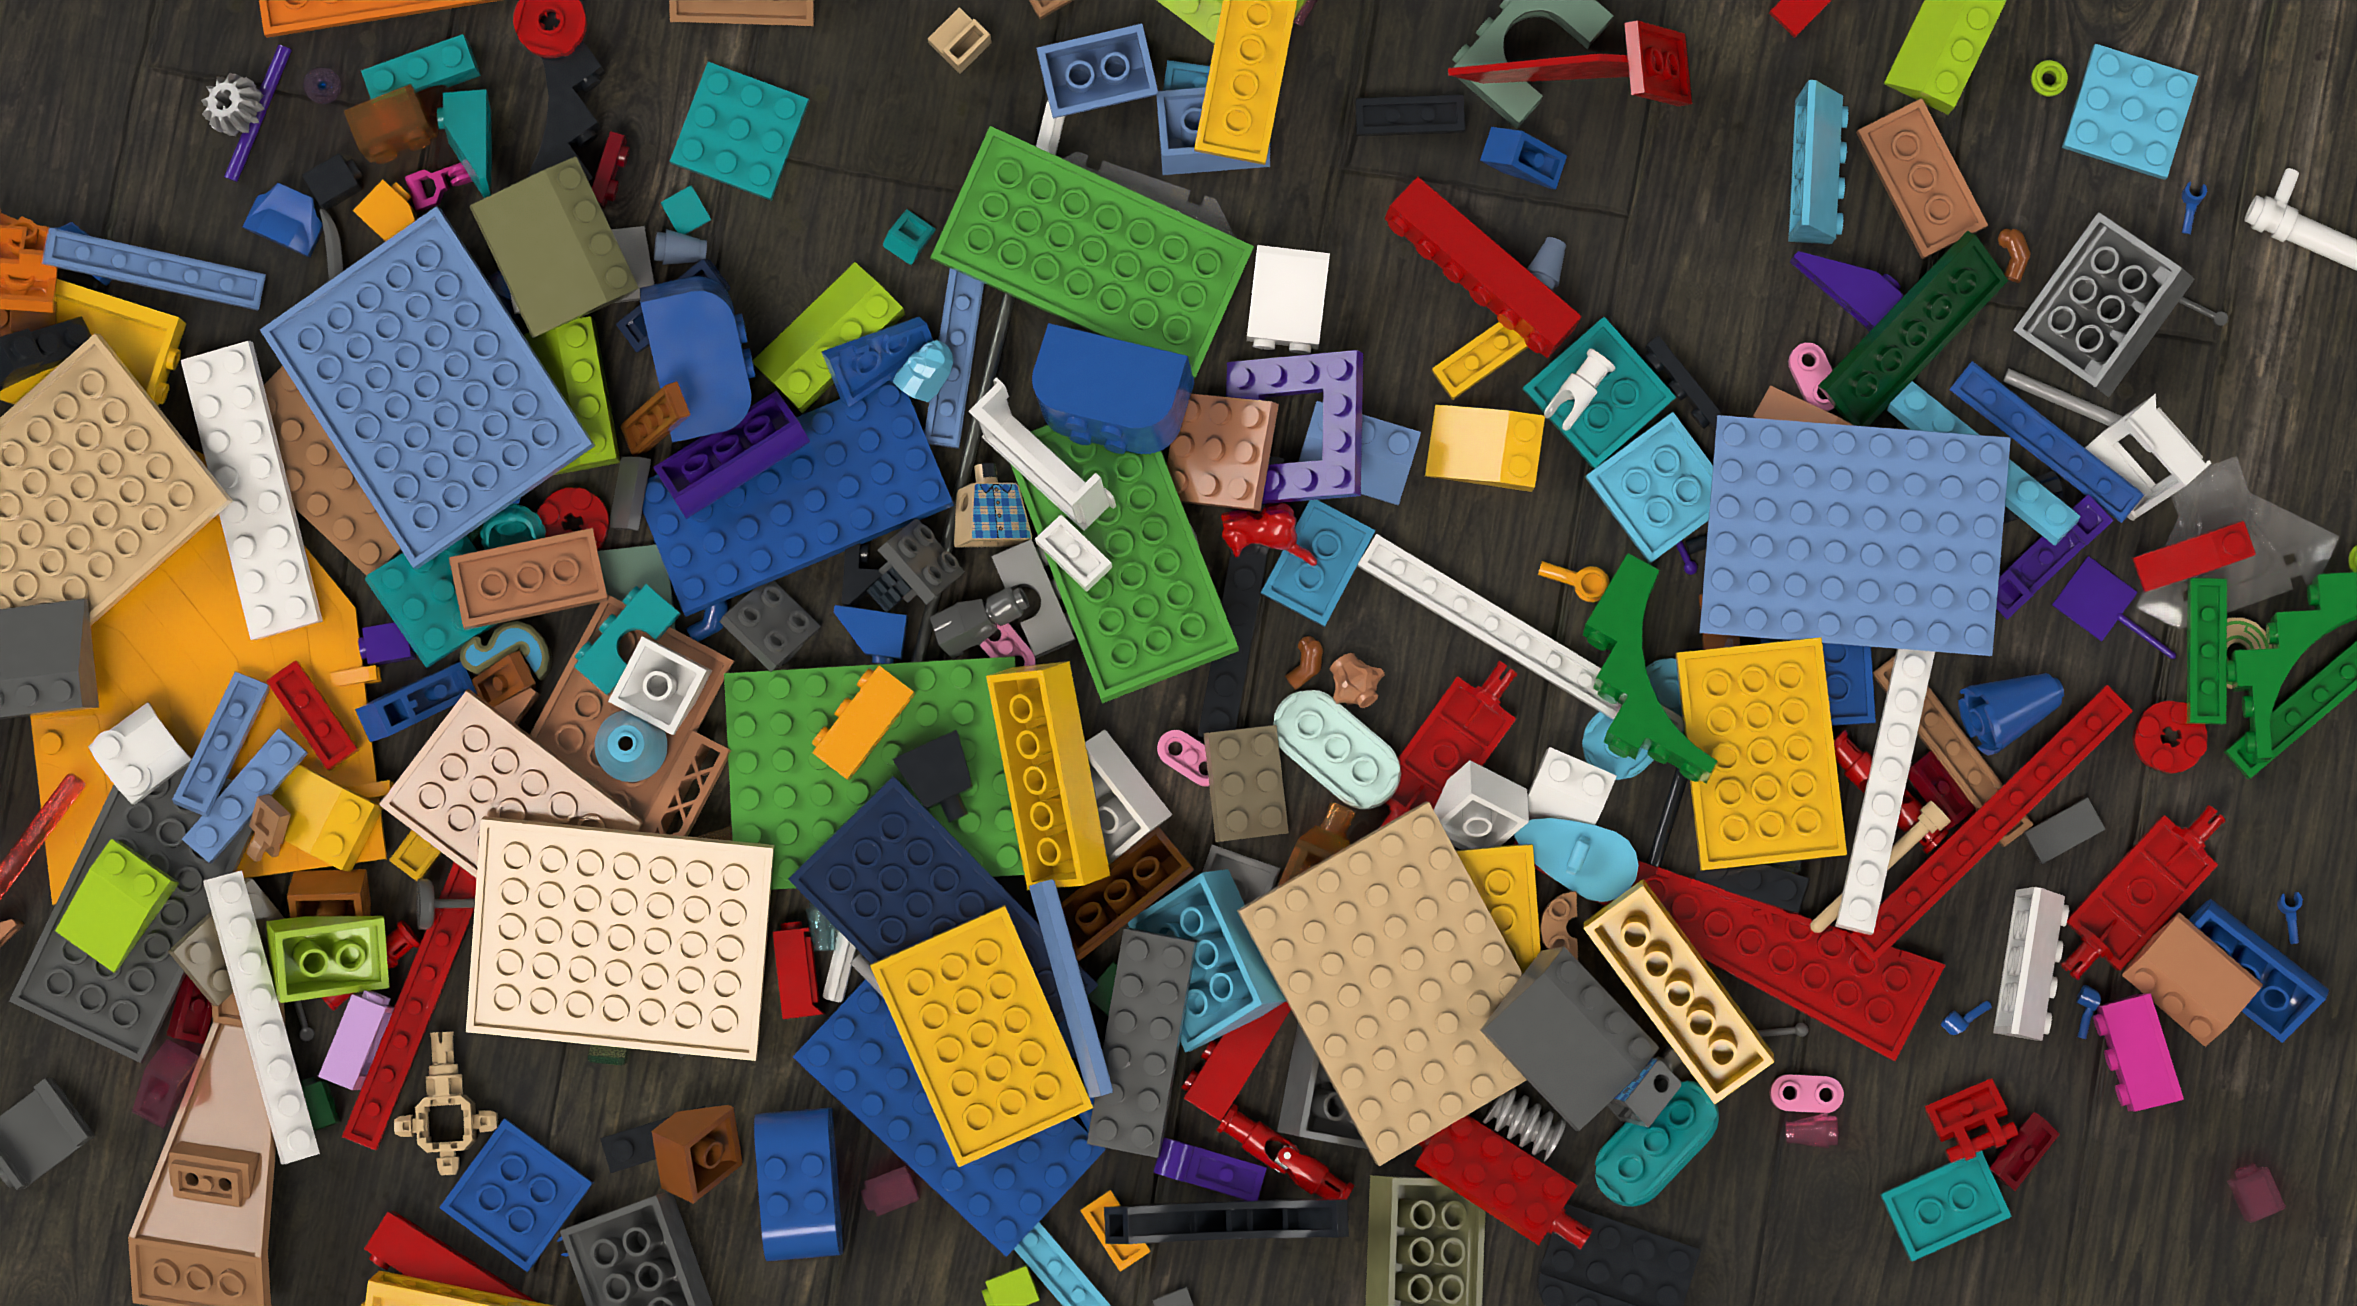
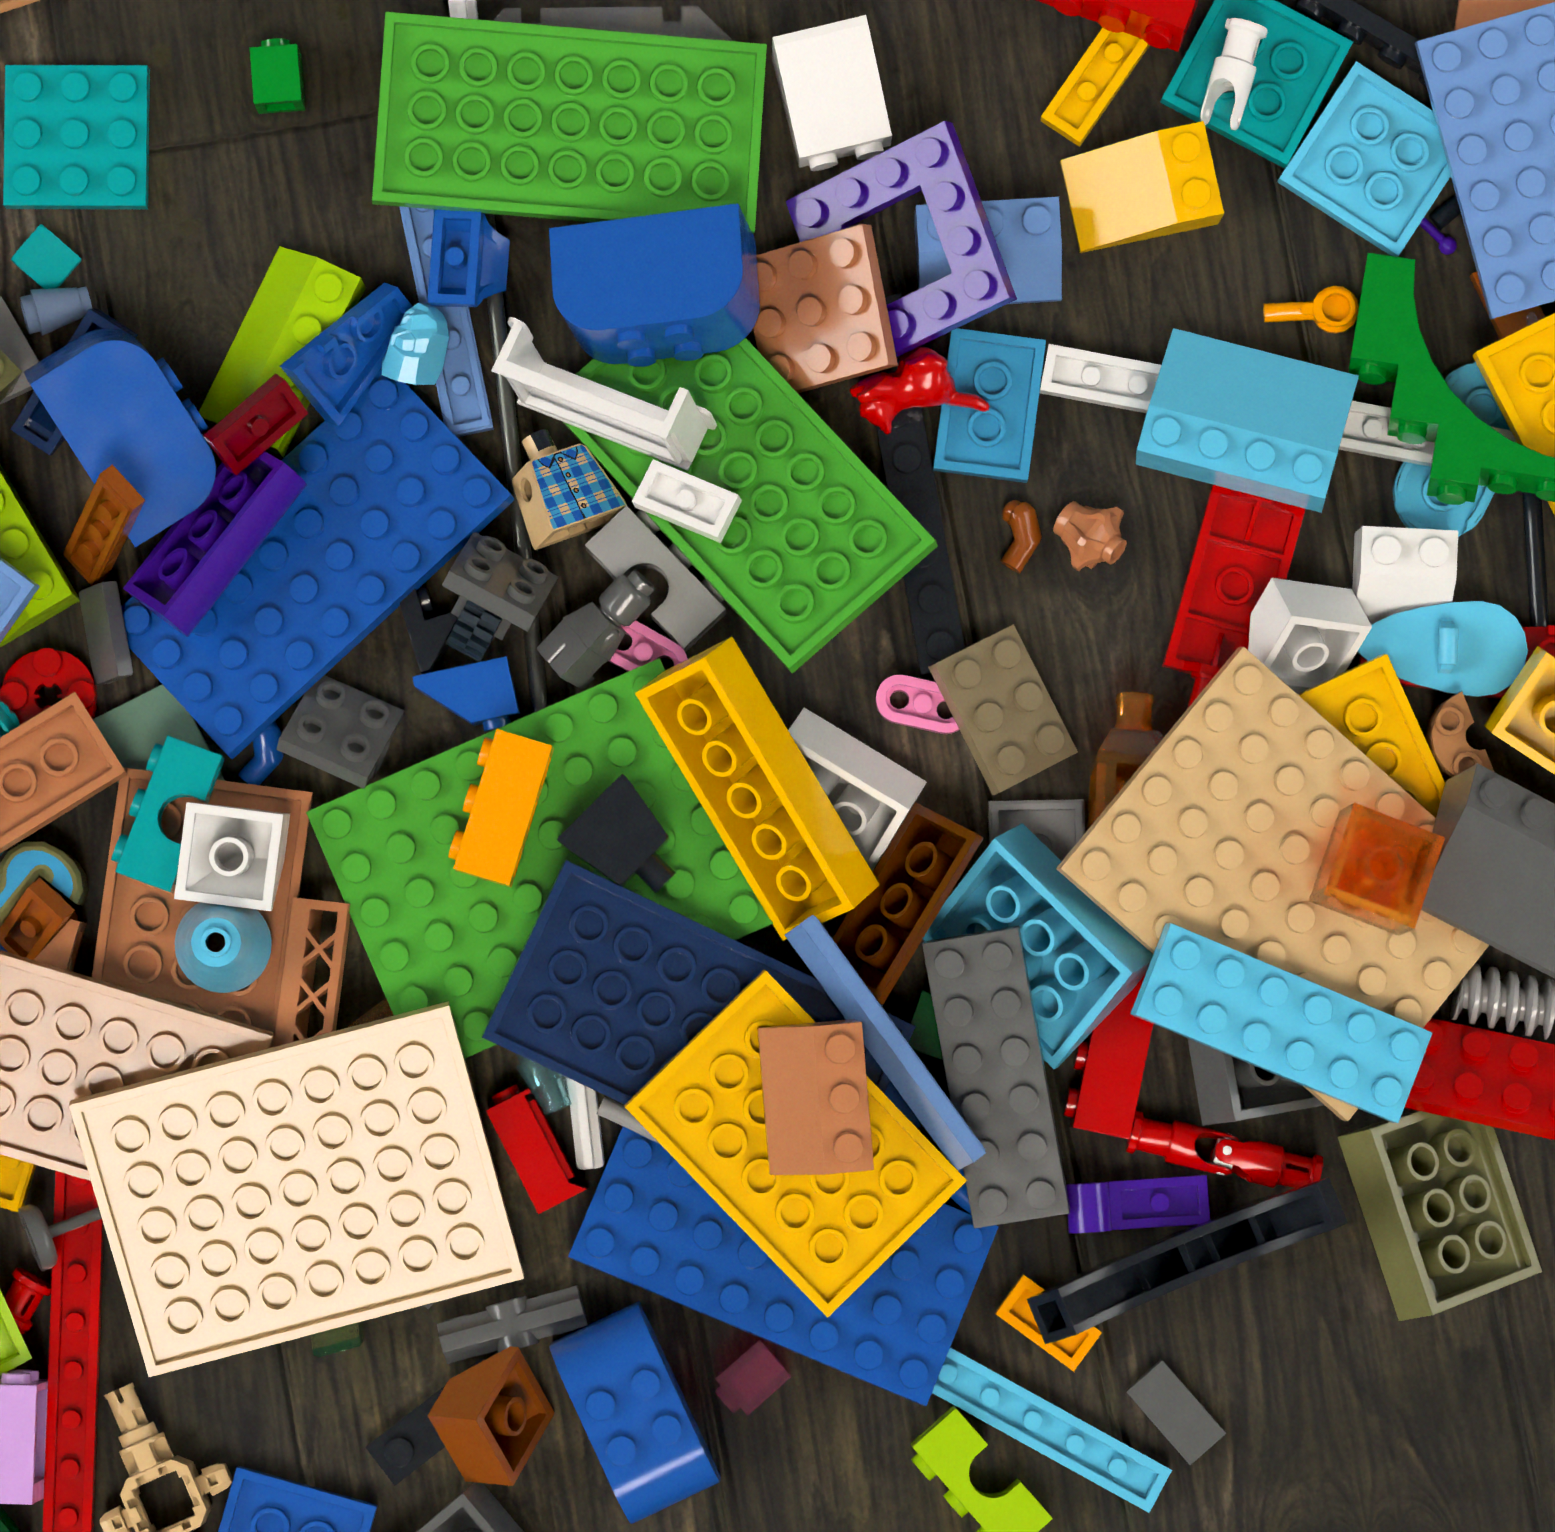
camera: 25 degrees left, 0 degrees up
(735, 1089) = (512, 1323): none -> dark grey piece
(789, 386) = (255, 424): none -> dark red plate
(897, 140) = (277, 77): none -> green brick
(908, 237) = (334, 191): teal slope -> none
(982, 322) = (466, 259): none -> blue slope
(1006, 1009) = (815, 1098): none -> nougat slope
(1337, 749) = (1099, 626): light aqua tile -> none
(1356, 1078) = (1281, 1023): none -> medium azure plate
(1462, 994) = (1377, 869): none -> clear orange brick
(1495, 640) = (1246, 420): none -> medium azure slope

